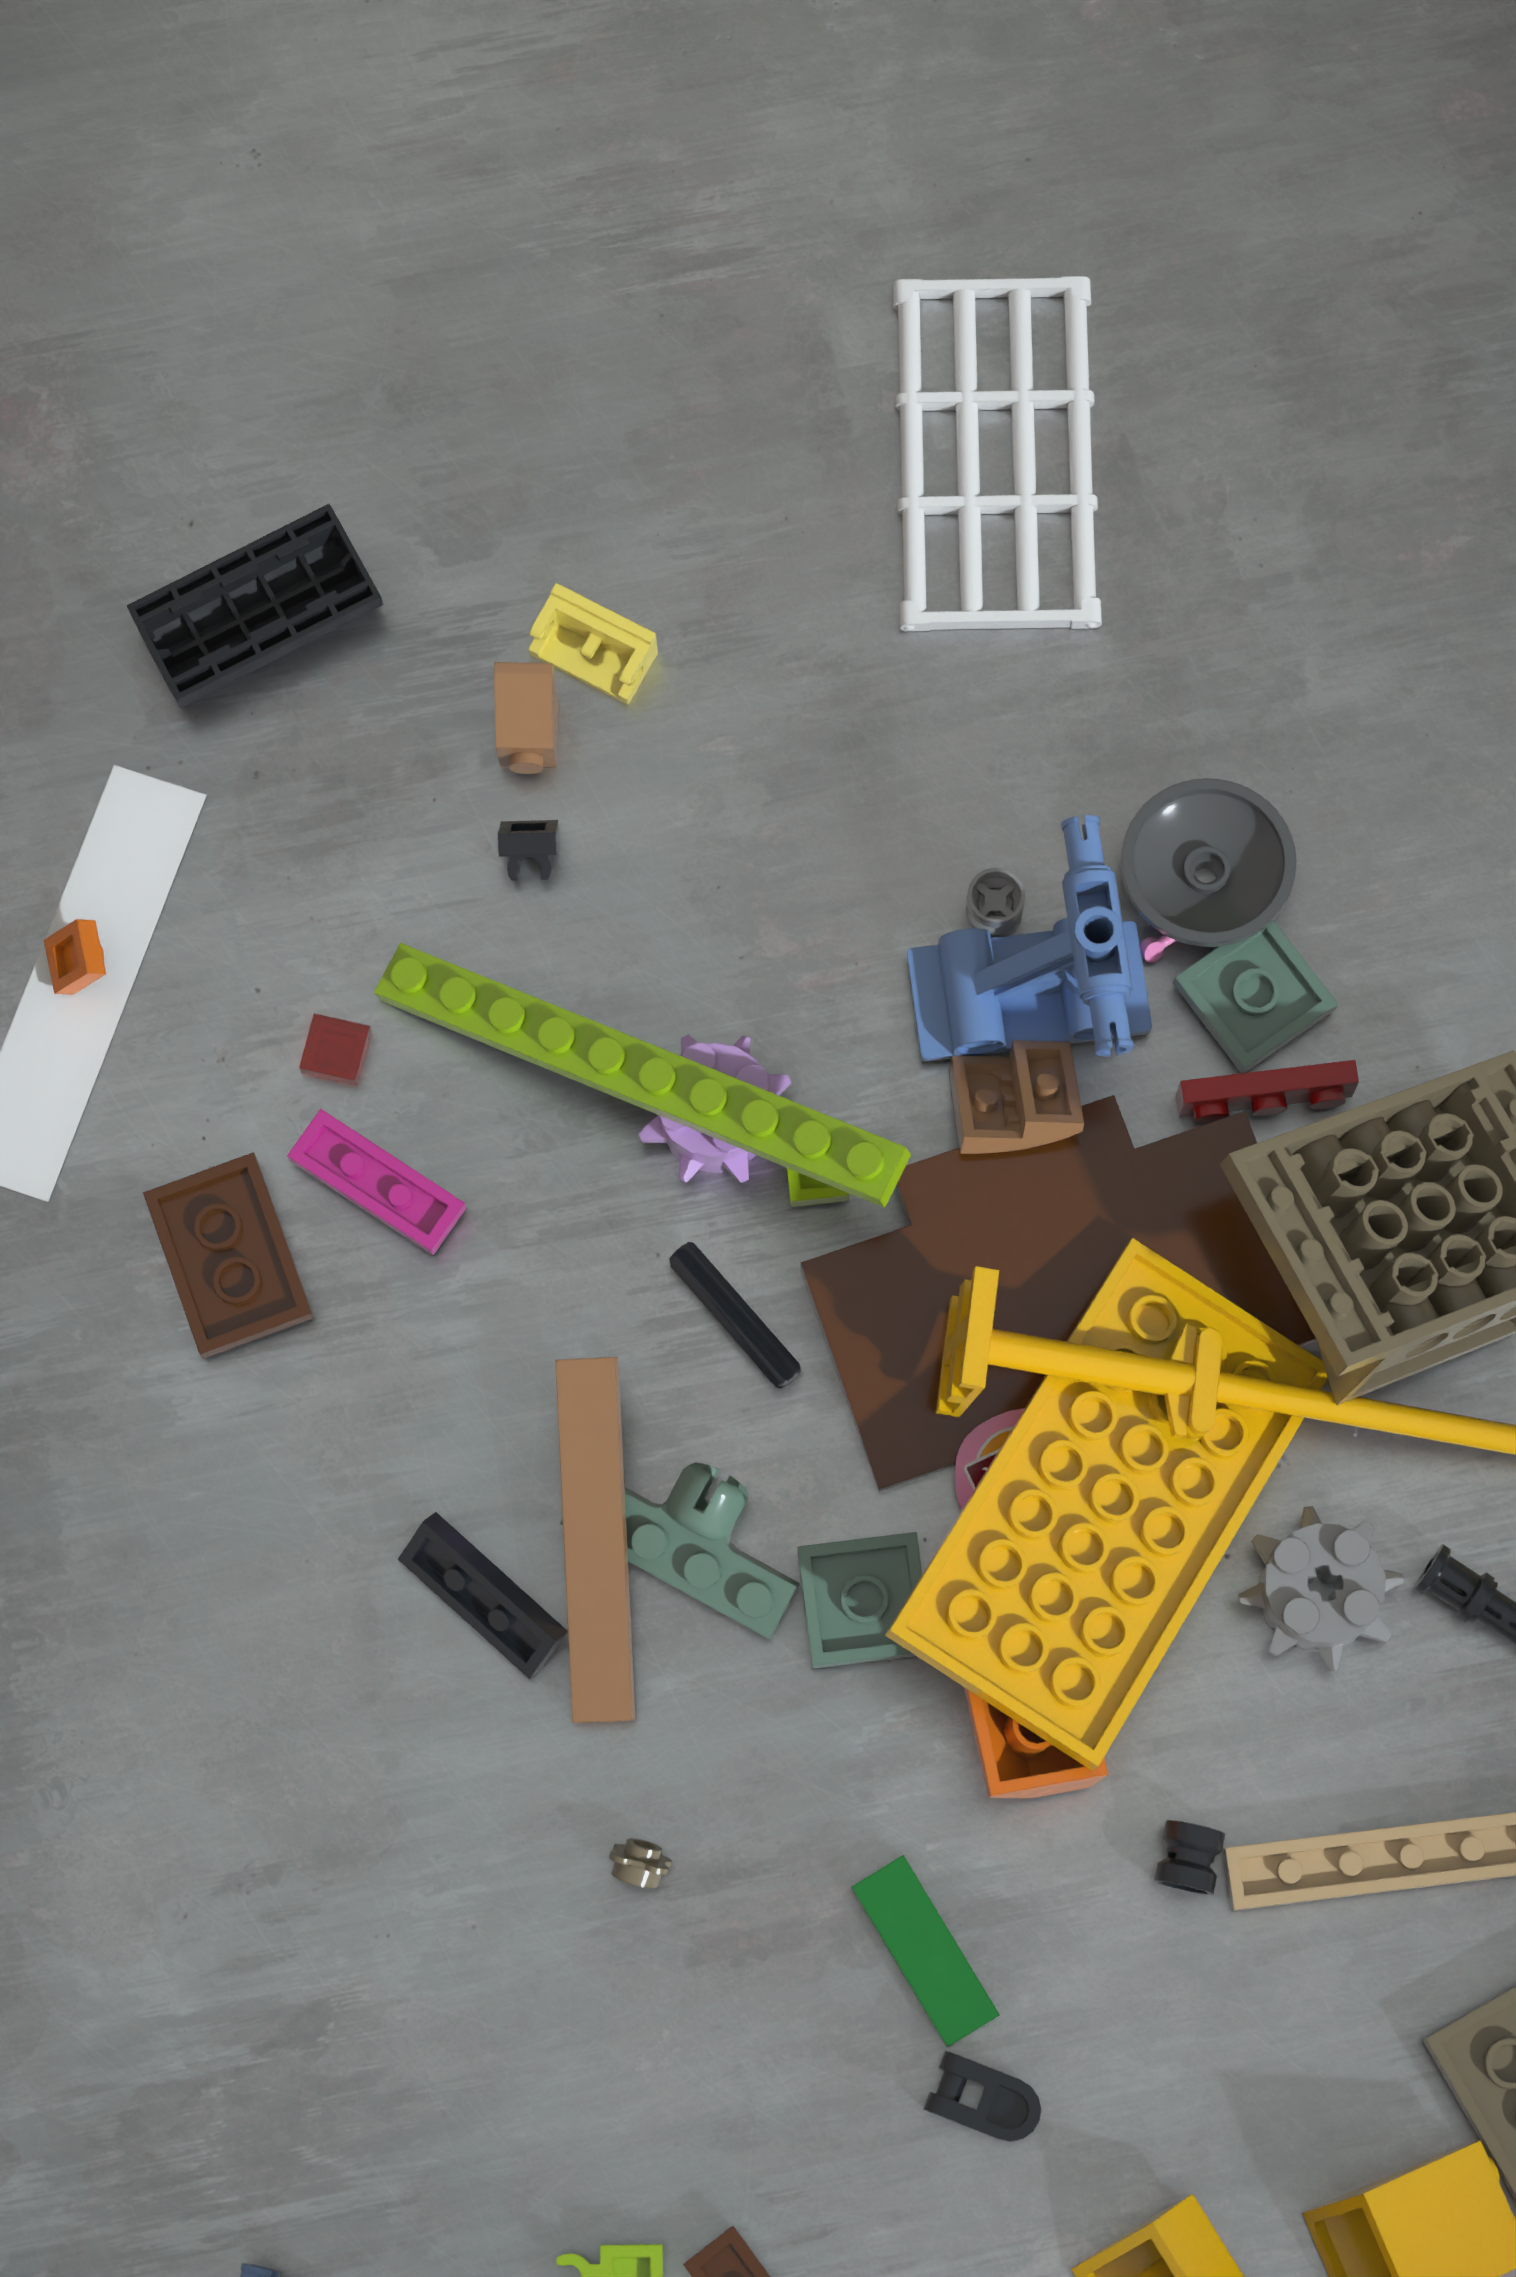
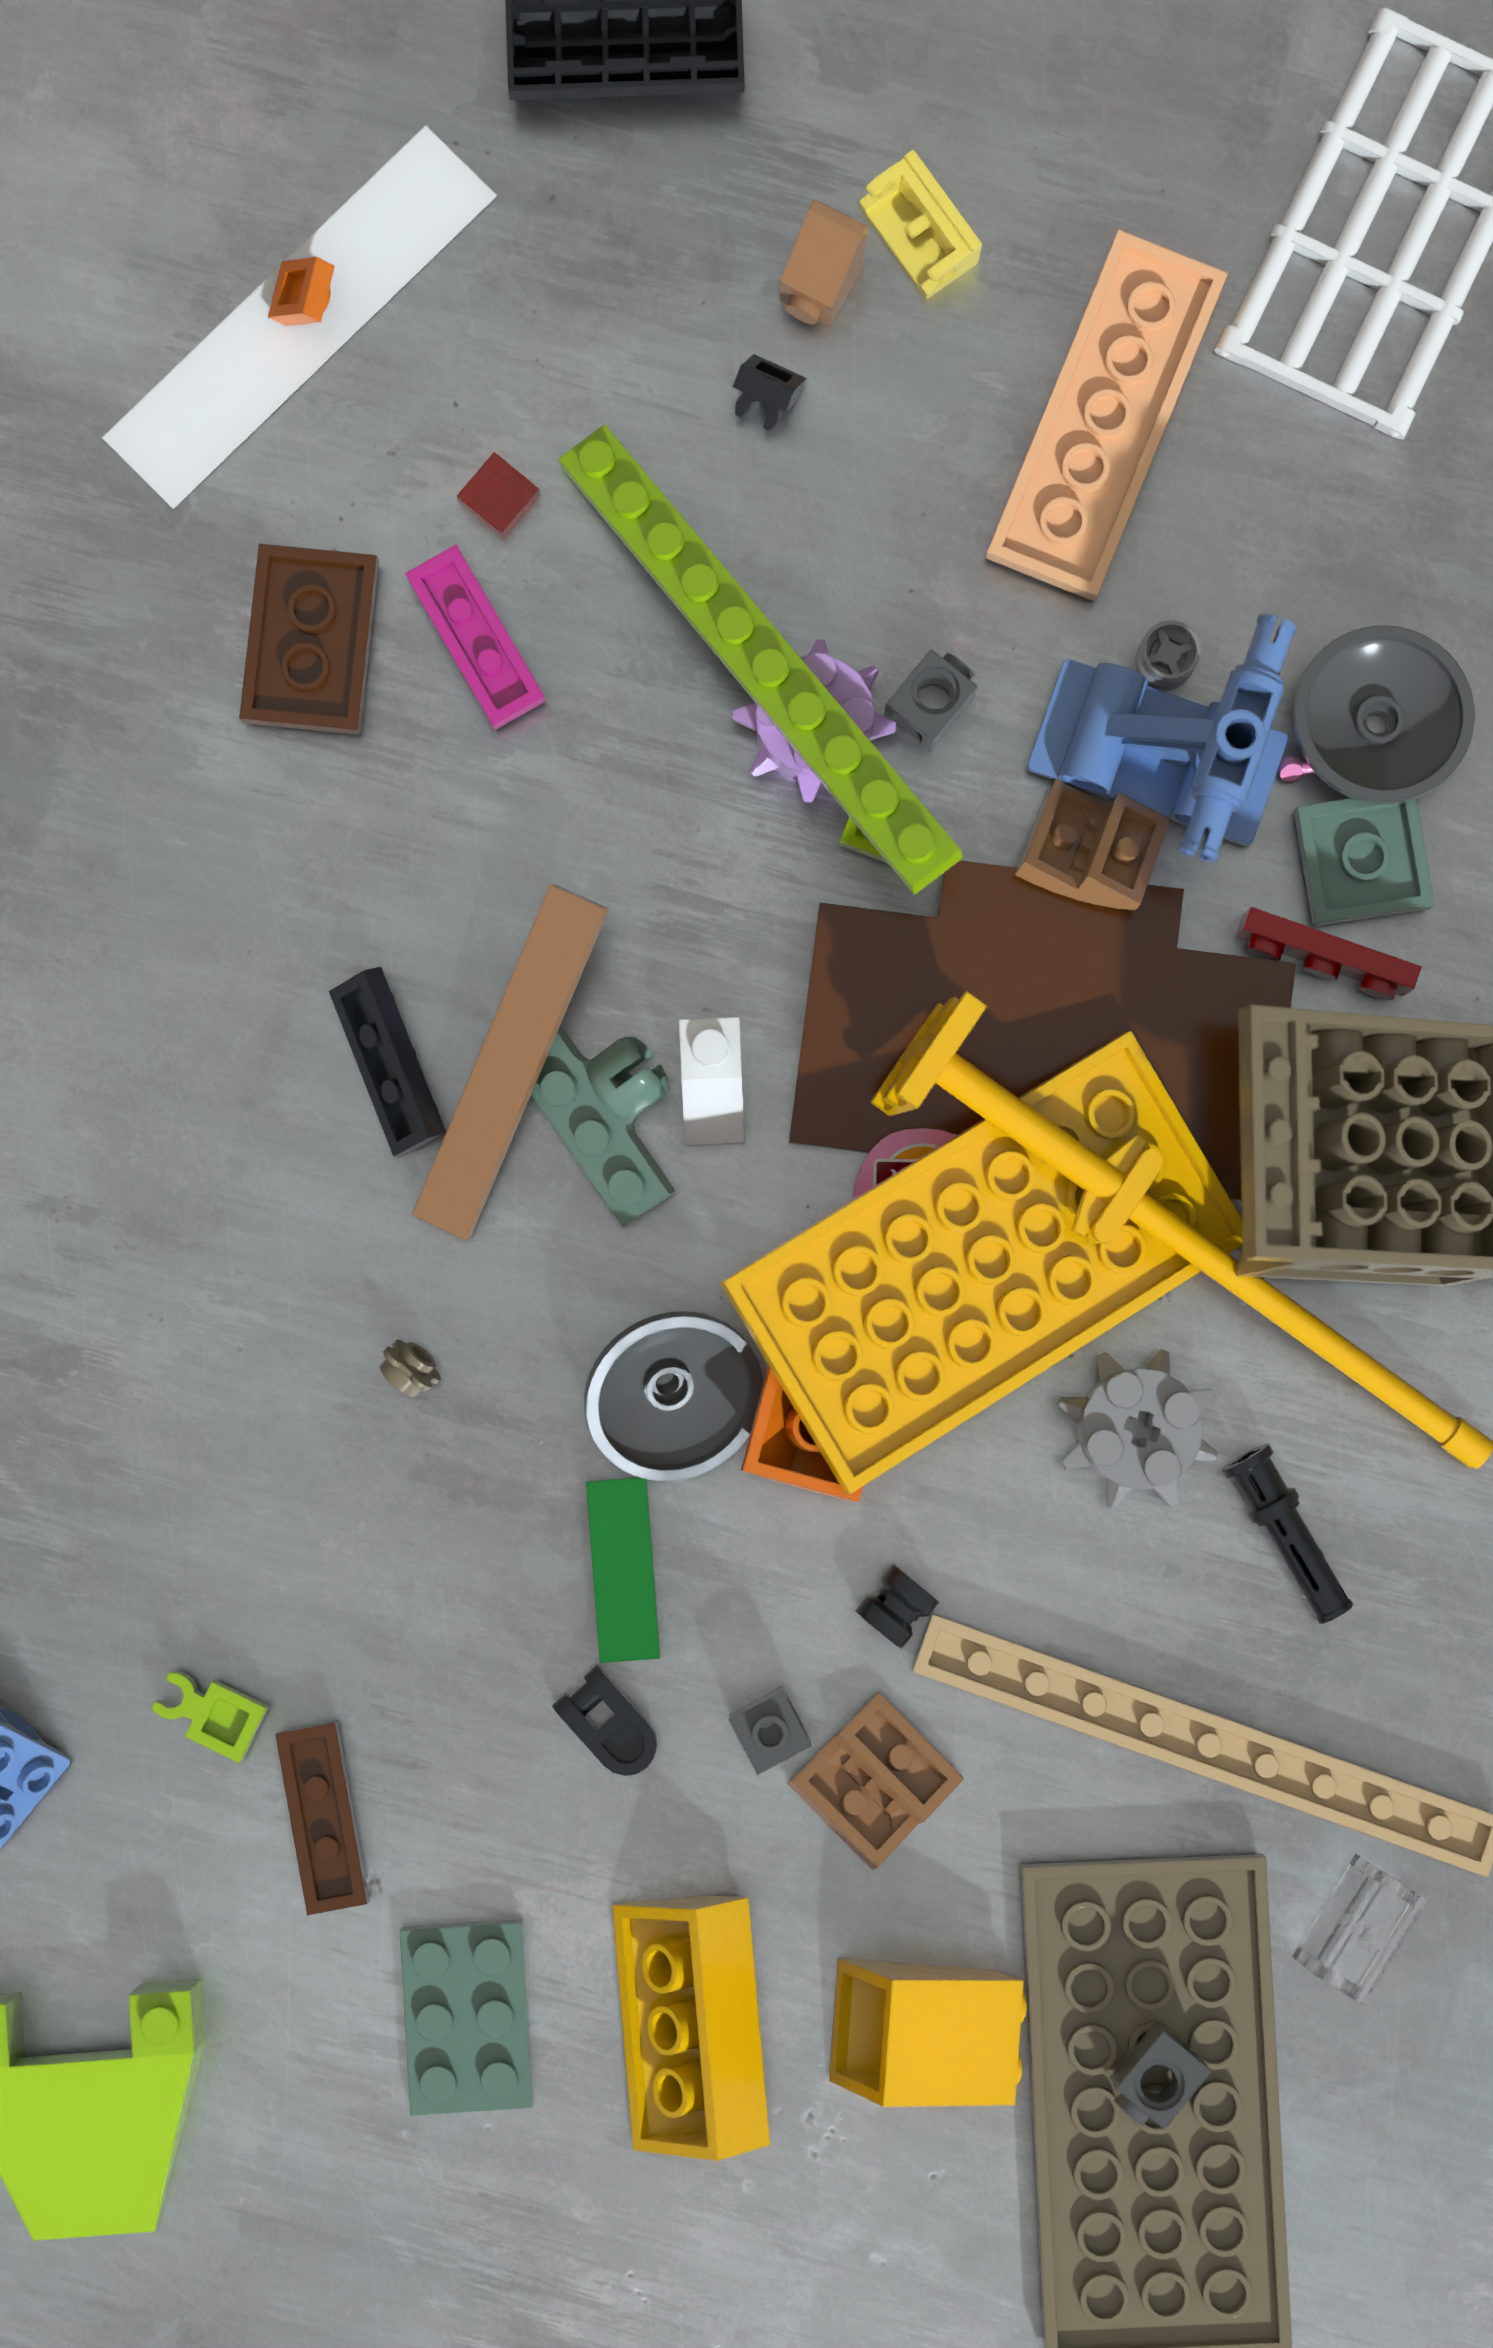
camera: 25 degrees right, 10 degrees up
(735, 1315) = (738, 919): black axle -> none
(783, 1467) = (711, 1081): none -> white slope
(803, 1063) = (926, 724): none -> dark grey brick
(836, 728) = (1106, 415): none -> light nougat plate
(855, 1595) = (720, 1227): sand green plate -> none
(922, 1772) = (679, 1425): none -> dark grey dish
(1133, 2028) = (769, 1730): none -> dark grey brick
(1251, 2029) = (875, 1781): none -> medium nougat slope

